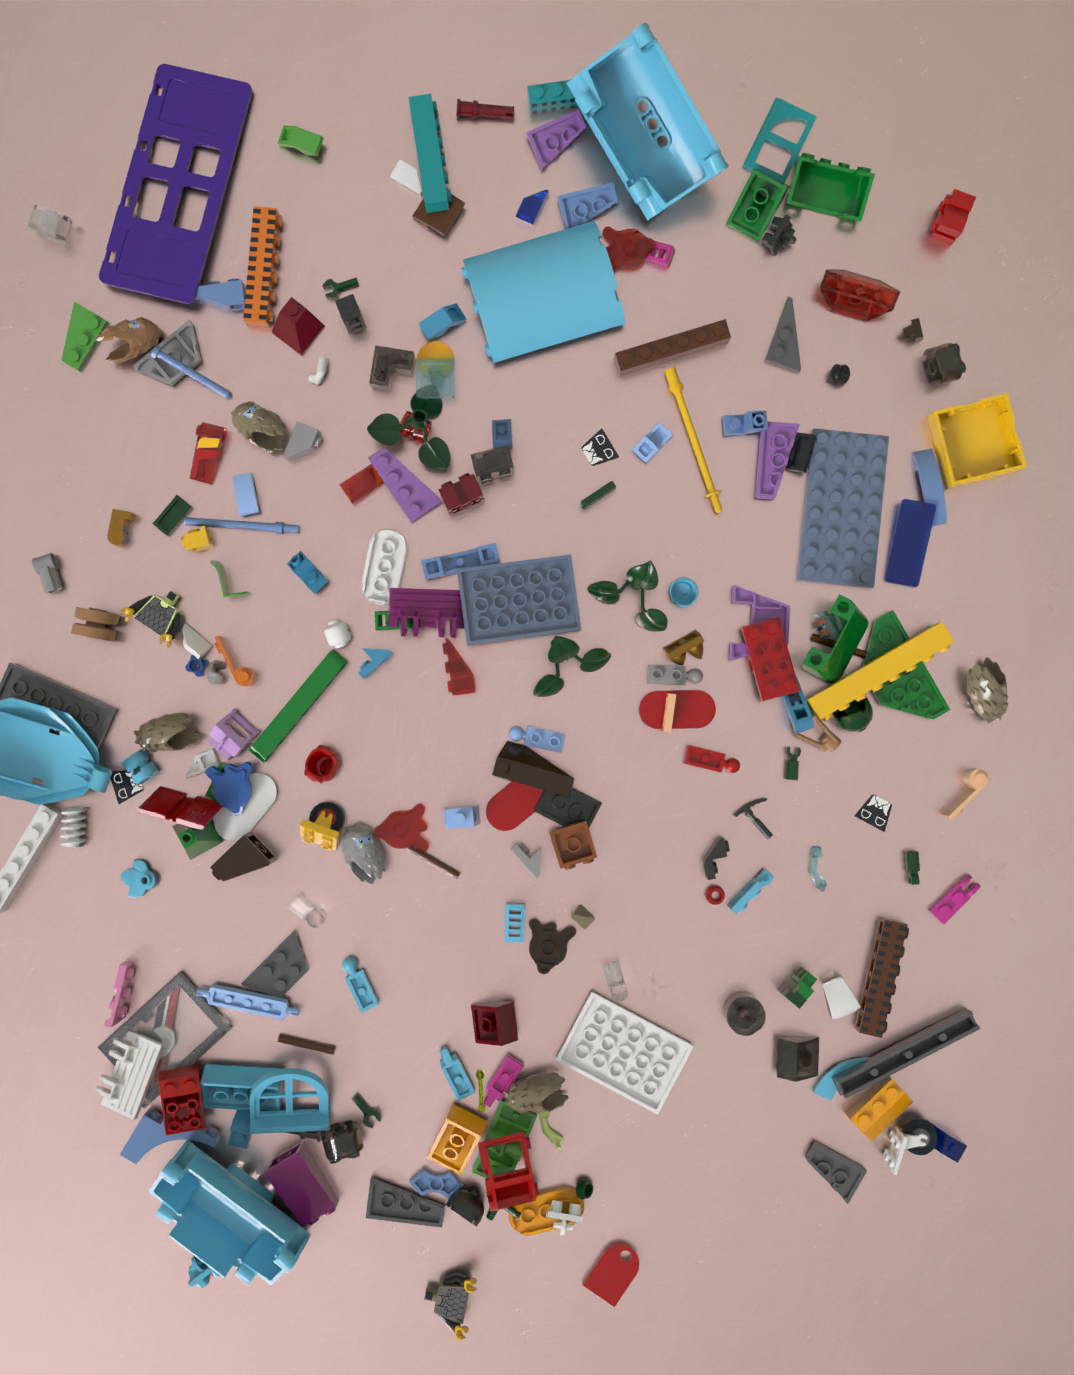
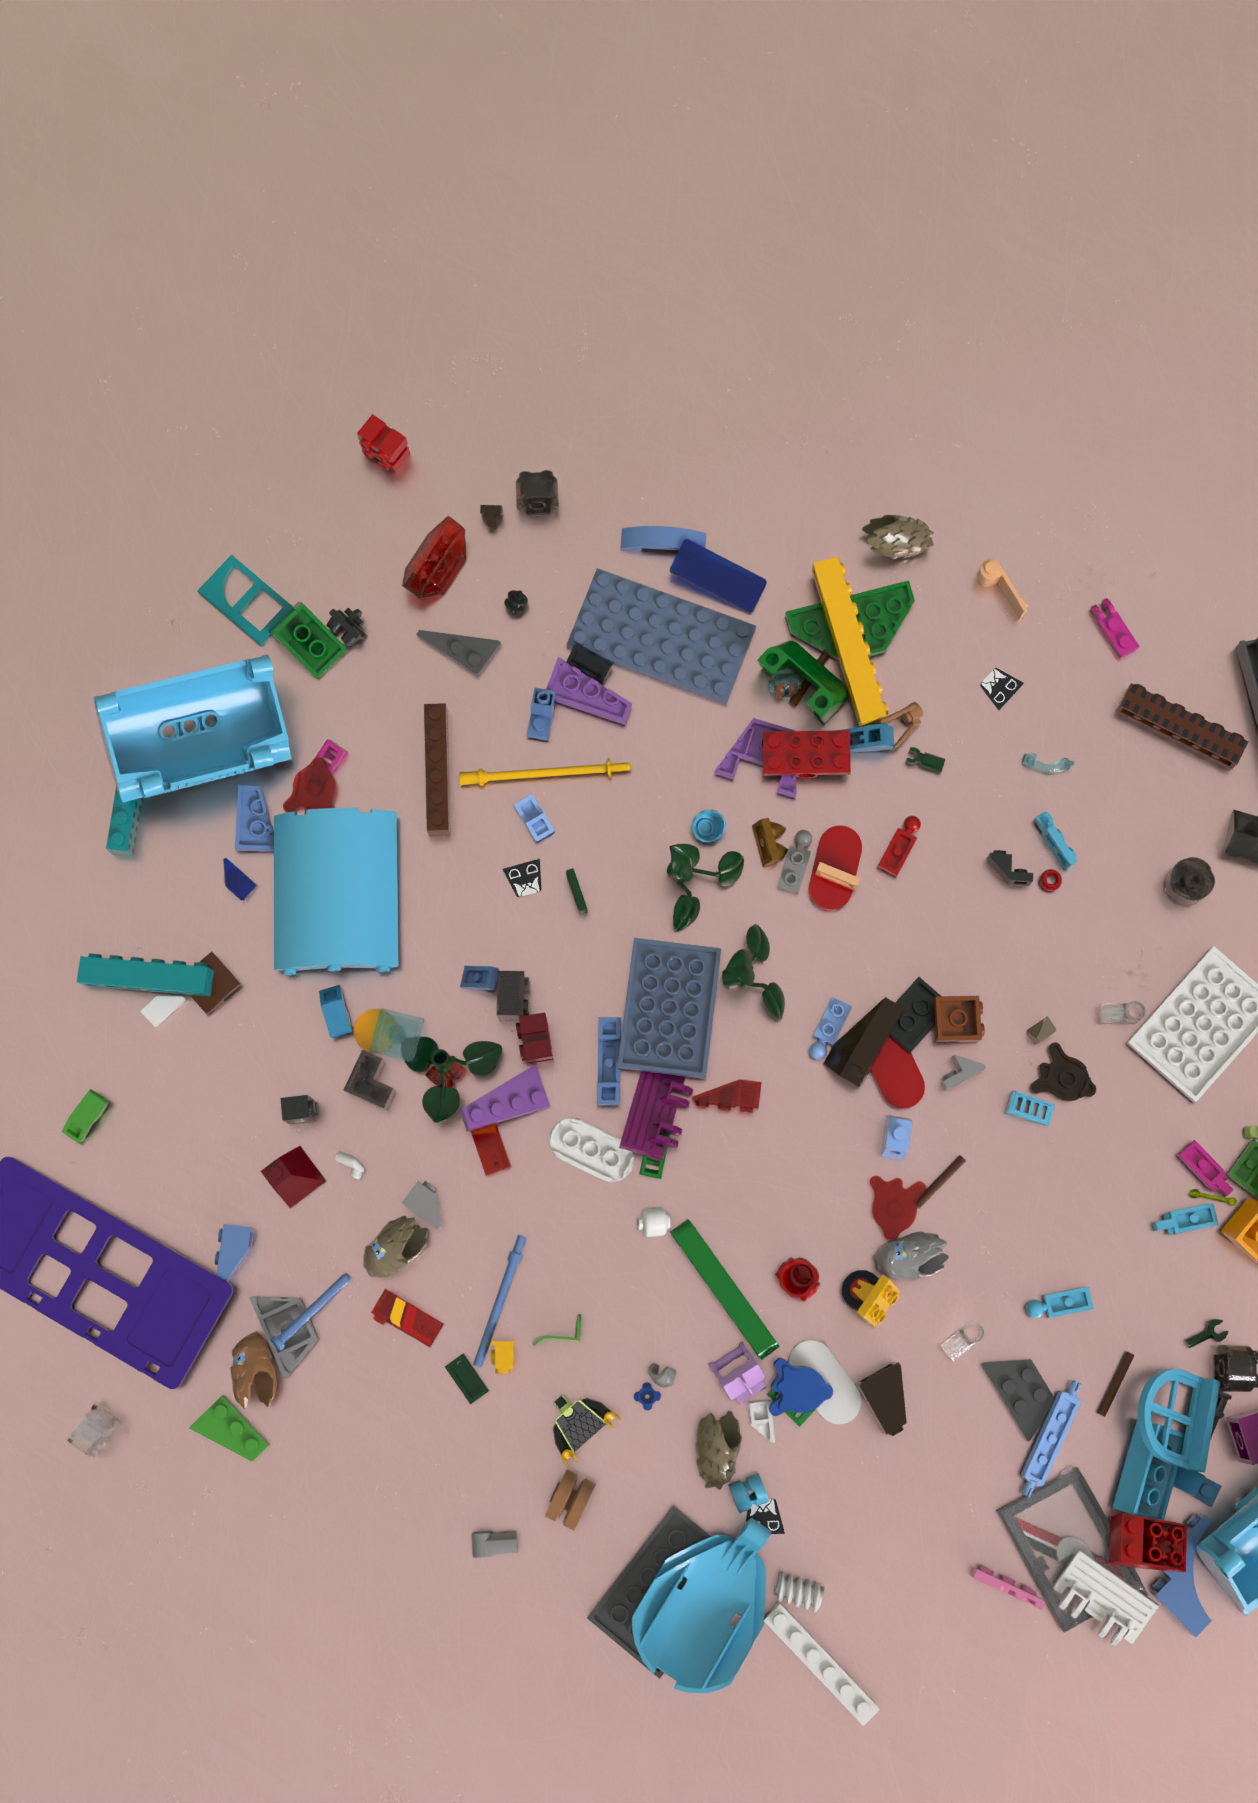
camera: 75 degrees left, 10 degrees down
(119, 526) = (463, 1444): pearl gold leg -> none
(137, 879) = (875, 1534): medium azure plate -> none
(180, 809) = (805, 1462): red piece -> none
(194, 642) = (620, 1391): white tile -> none
(196, 840) = (831, 1444): green slope -> none
(243, 676) = (674, 1341): orange door -> none
(245, 494) = (466, 1286): light blue slope -> none
(261, 266) = (214, 1198): orange brick -> none
(307, 572) = (574, 1238): dark azure slope -> none
(338, 287) = (261, 1117): dark green bar -> none
(378, 658) = (693, 1182): dark azure slope -> none
(475, 109) = (111, 912): dark red pin -> none
(494, 1023) = (1138, 1160): dark red slope -> none
(536, 1093) = (1228, 1132): dark tan head -> none
(555, 136) = (167, 835): medium lavender wing -> none
(756, 821) = (980, 815): pearl dark grey piece -> none
(800, 988) = (1175, 815): green hips -> none
(830, 187) = (313, 559): green windscreen -> none
(840, 998) = (1195, 776): white piece -> none
(855, 717) = (892, 678): dark green cylinder -> none
(912, 866) = (1068, 663): dark green bar -> none
(976, 441) = (627, 480): yellow tile -> none

